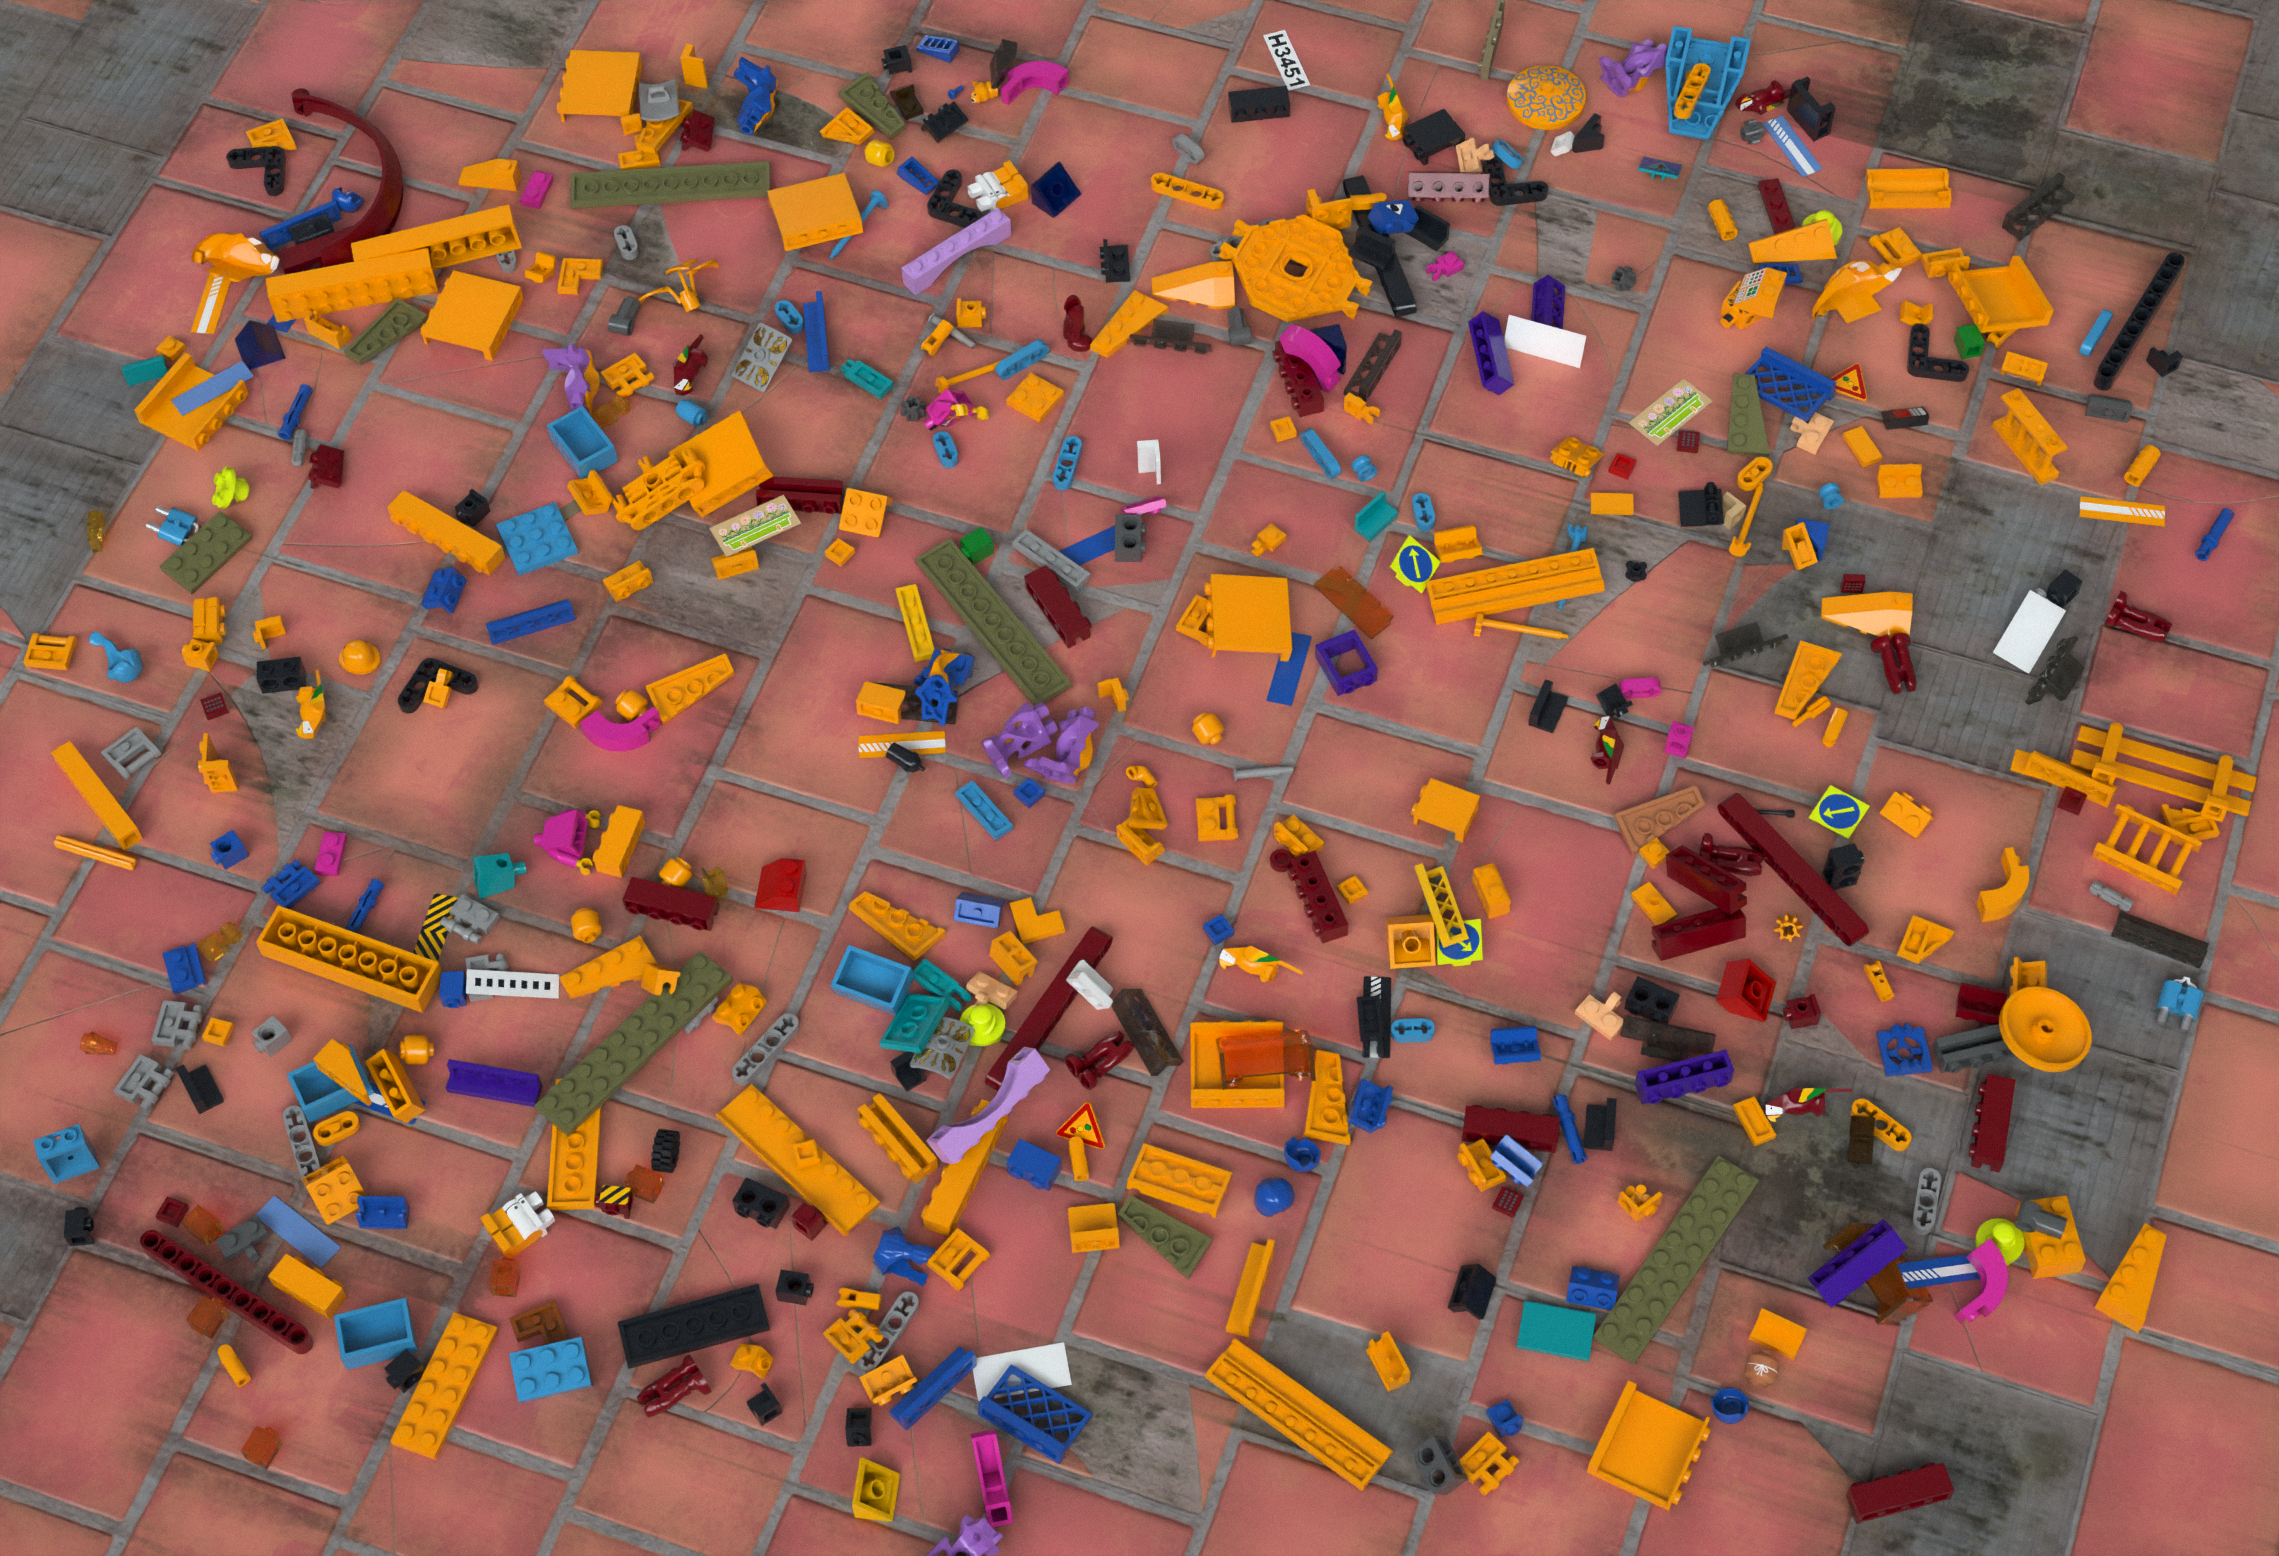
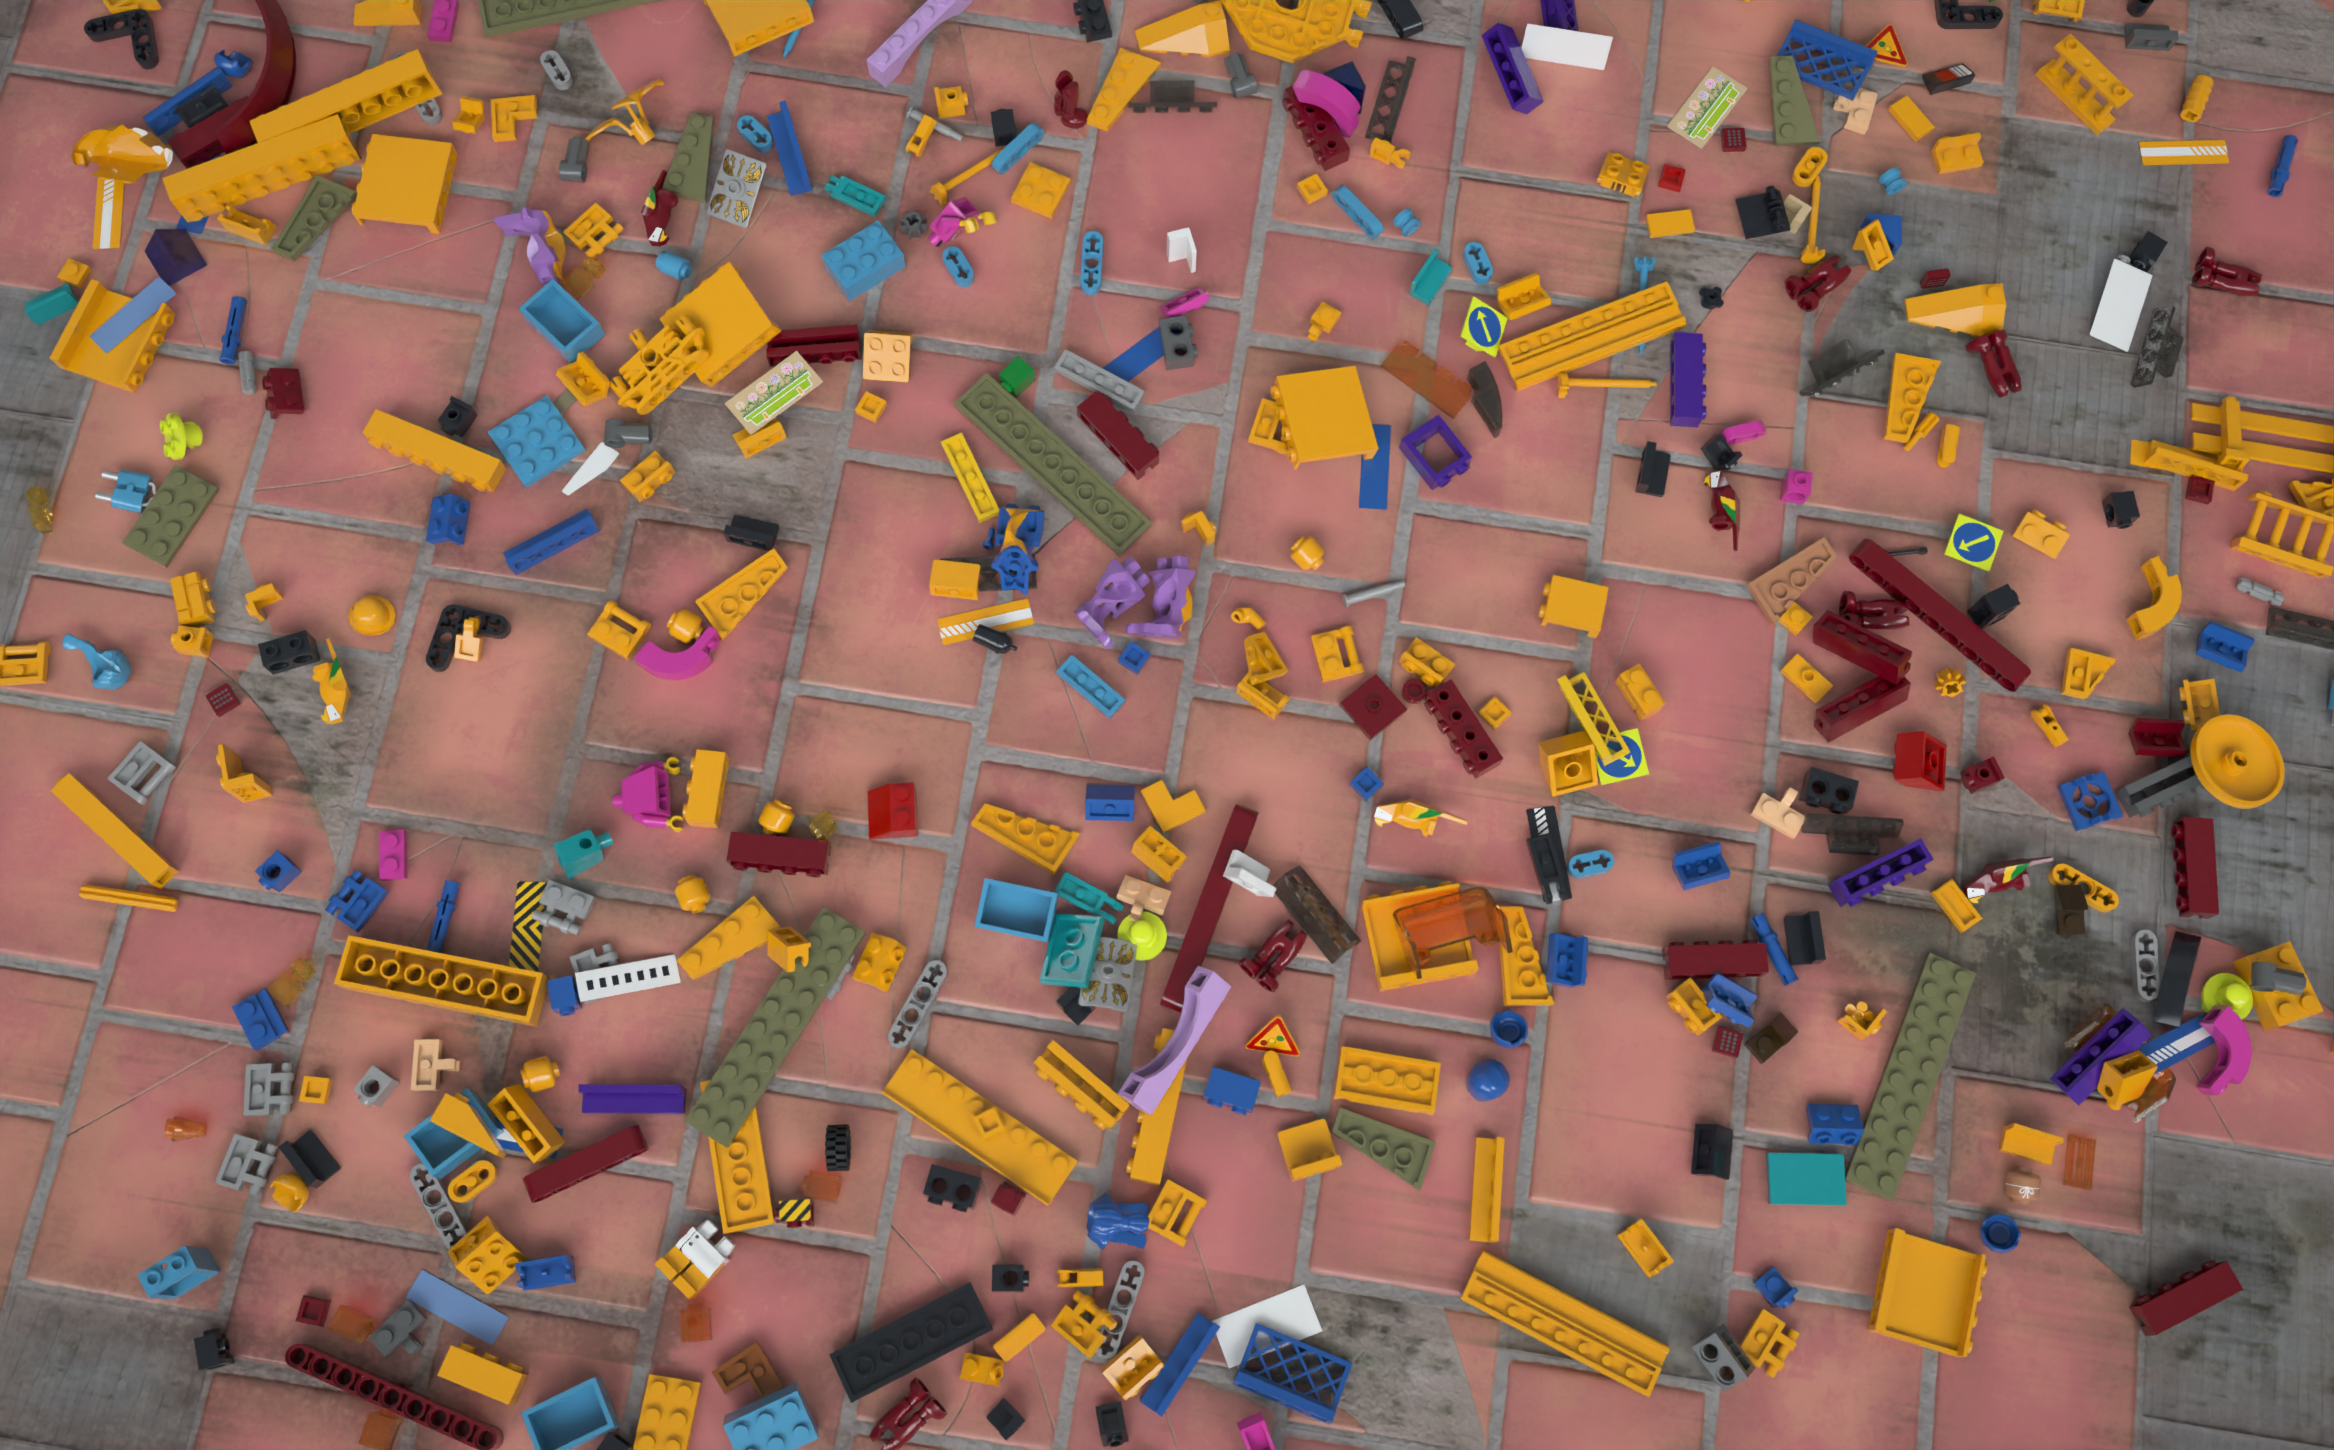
camera: 15 degrees left, 15 degrees up
(176, 1108) = (290, 1191): none -> light orange hair
(321, 1026) = (428, 1064): none -> light nougat plate
(438, 1130) = (585, 1164): none -> dark red beam
(584, 565) = (595, 465): none -> white sticker
(612, 541) = (621, 433): none -> dark grey piece
(708, 640) = (751, 533): none -> black panel
(725, 336) = (692, 159): none -> olive wing
(791, 1338) = (1019, 1337): none -> light orange slope
(861, 431) = (863, 260): none -> dark azure piece
(1012, 339) = (1003, 126): none -> black brick
(1240, 867) = (1373, 707): none -> dark red plate
(1403, 622) = (1486, 397): none -> clear smoke slope
(1550, 1205) = (1771, 1038): none -> dark brown slope
(1595, 634) = (1687, 379): none -> dark purple brick
(1727, 577) = (1824, 270): none -> dark red piece
(1829, 1343) = (2089, 1162): none -> clear orange tile
(1875, 1285) = (2125, 1078): none -> light orange torso
(1949, 1214) = (2176, 979): none -> black slope
(1988, 804) = (2120, 509): none -> black brick
(2063, 936) = (2224, 646): none -> blue bracket

